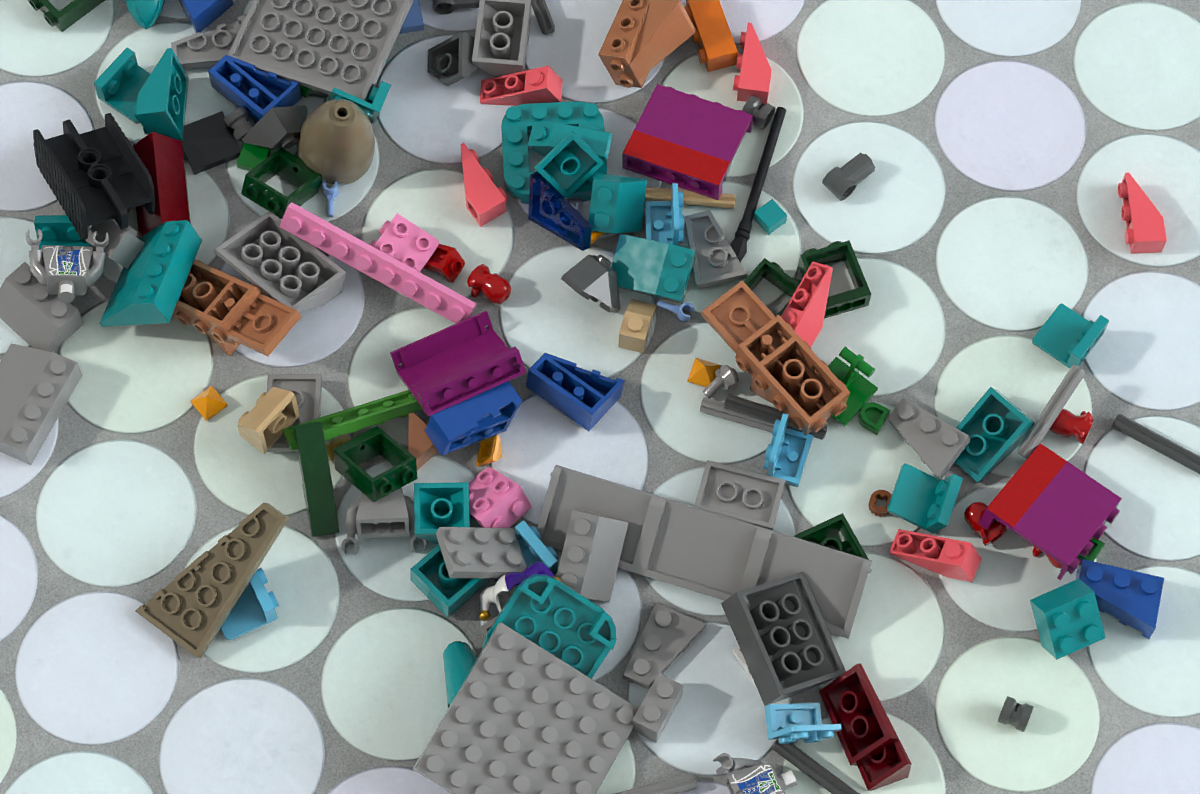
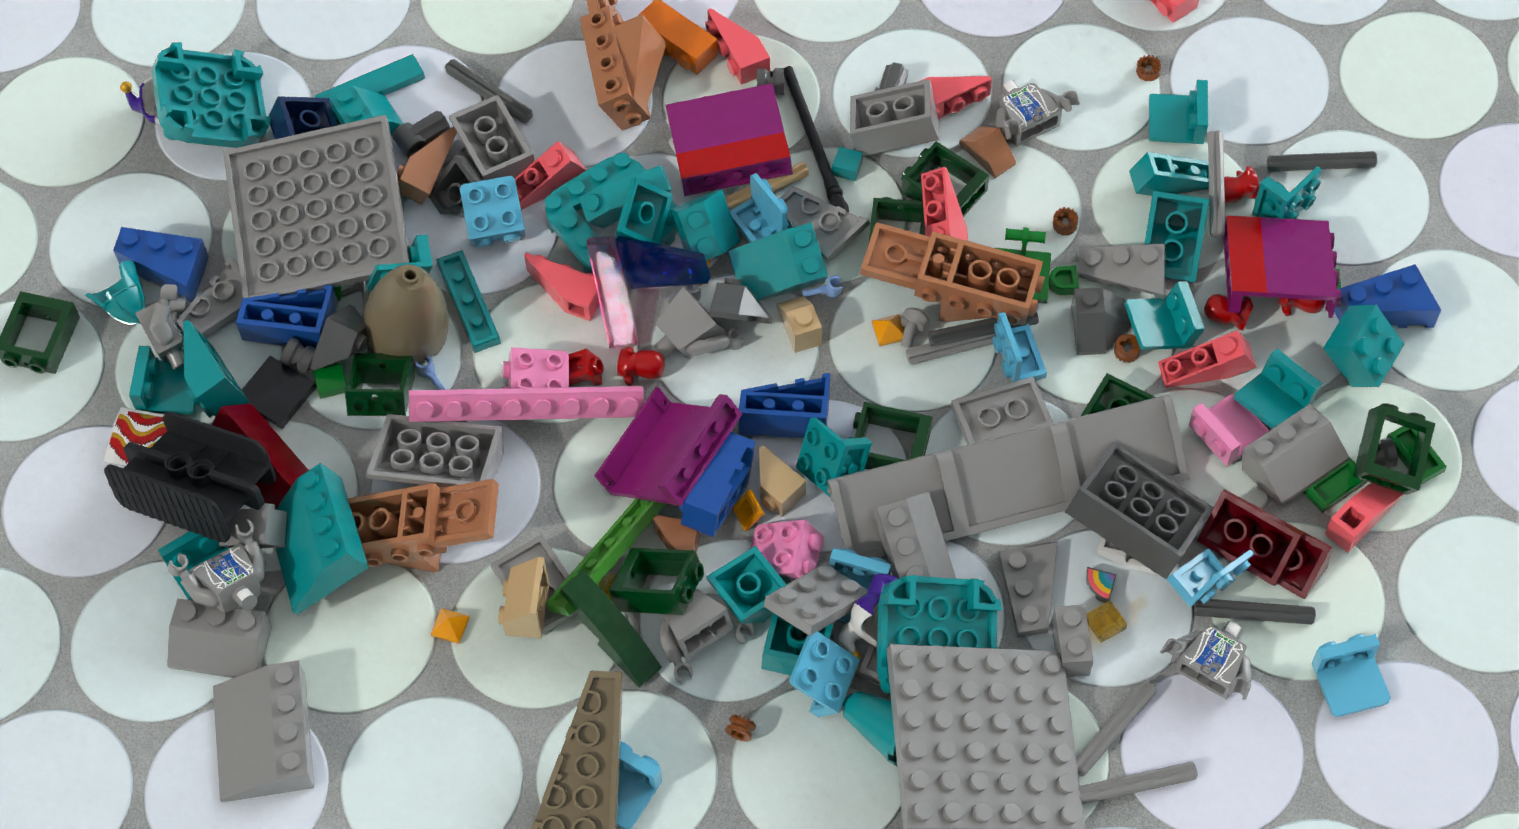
camera: 30 degrees left, 5 degrees down
(85, 112) = (136, 427): none -> slope
(154, 38) = (162, 327): none -> light grey torso
(360, 615) = (740, 728): none -> dark orange bush
(398, 155) = (468, 301): none -> teal tile
(435, 26) = (422, 168): none -> nougat slope
(445, 612) = (824, 674): none -> medium azure bracket
(460, 93) = (492, 211): none -> medium azure bracket
(506, 214) = (612, 292): none -> clear pink tile
(524, 443) = (778, 483): none -> tan slope
(543, 275) = (690, 326): none -> light grey torso
(573, 449) = (829, 456): none -> teal bracket
(624, 435) = (894, 419): none -> dark green window
(698, 709) = (1106, 621): none -> clear yellow tile
(716, 677) = (1100, 583): none -> tile
(829, 201) = (894, 118): none -> light grey slope
(872, 465) = (1097, 320): none -> dark grey slope
(887, 205) = (955, 93): none -> coral slope
(892, 273) = (989, 150): none -> nougat slope
(909, 361) = (1058, 218): none -> dark orange bush
(910, 618) = (1226, 428): none -> bright pink bracket
(945, 672) = (1294, 455): none -> light grey slope
(947, 259) = (1030, 111): none -> light grey torso
(964, 716) = (1334, 487): none -> green tile
(966, 751) = (1360, 515): none -> coral slope
(970, 614) = (1278, 390): none -> teal bracket
(1003, 737) = (1369, 471): none -> dark green window
(1020, 380) = (1169, 174): none -> teal slope
(1048, 732) = (1404, 441): none -> green plate
(1078, 273) = (1143, 62): none -> dark orange bush
(1088, 459) = (1277, 202): none -> teal bracket

